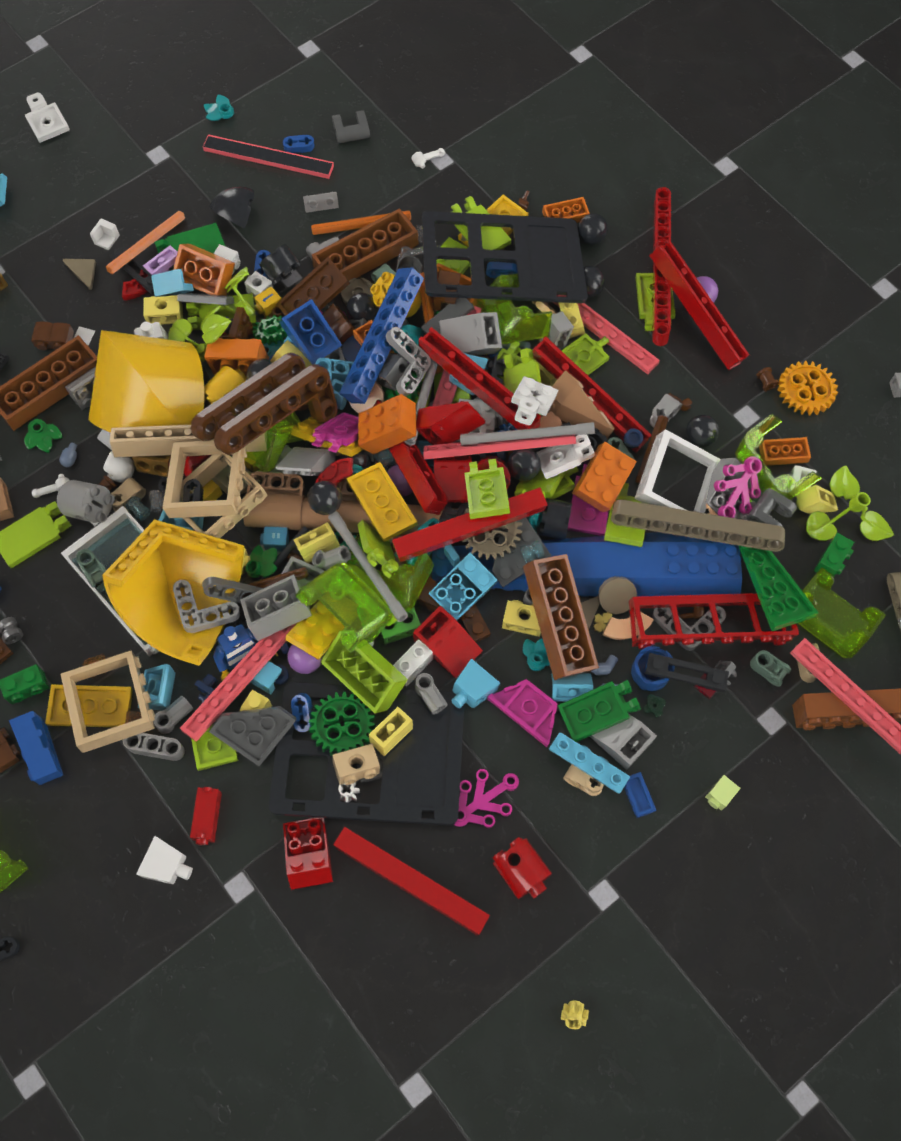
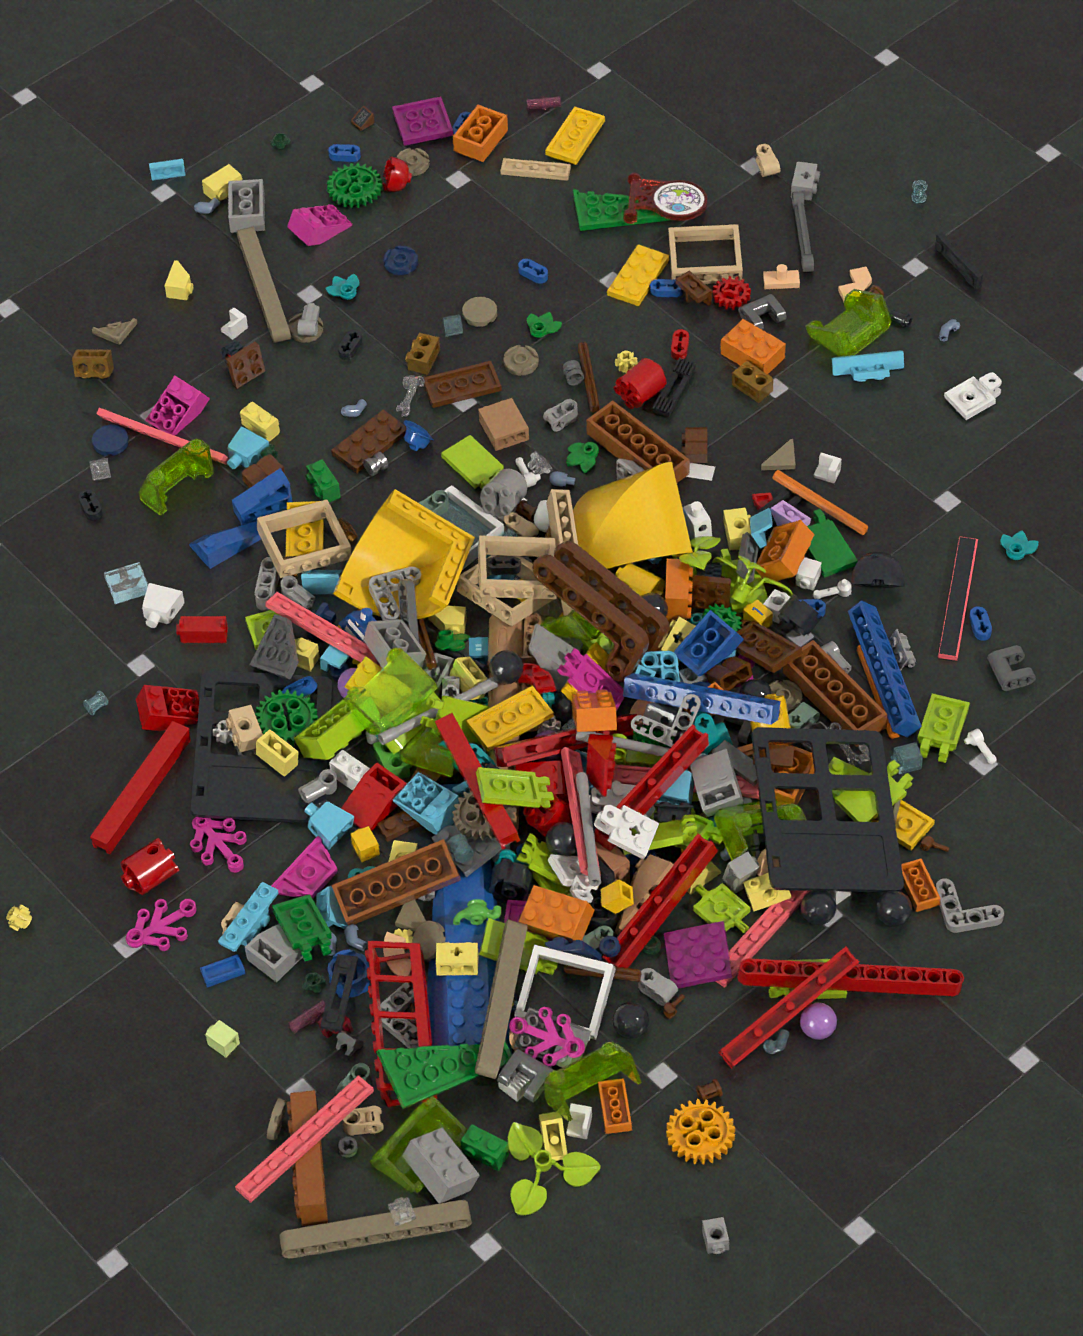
camera: 90 degrees right, 15 degrees down
(41, 474) = (540, 463): none -> clear tile
(84, 793) = (223, 544): none -> blue wedge
(122, 904) = (126, 583): none -> clear tile
(245, 238) = (843, 588): none -> white piece
(290, 935) = (95, 702): none -> clear light blue bush
(342, 211) = (884, 669): none -> blue brick
(405, 181) = (942, 725): none -> lime tile
(437, 202) = (907, 757): none -> clear light blue brick
(498, 652) = (365, 843): none -> yellow brick
(584, 861) = (160, 925): none -> dark pink plant
(593, 189) = (958, 914): none -> light grey beam
(595, 416) = (617, 896): none -> yellow brick
(598, 545) = (477, 912): none -> bright green piece
(633, 376) = (698, 955): none -> magenta plate
(645, 460) = (577, 948): none -> dark blue slope
(655, 572) = (457, 958): none -> light yellow brick
(695, 710) = (307, 1017): none -> clear pink pin
(819, 737) = (276, 1119): none -> dark tan tile
(862, 590) = (440, 1165): none -> light grey brick

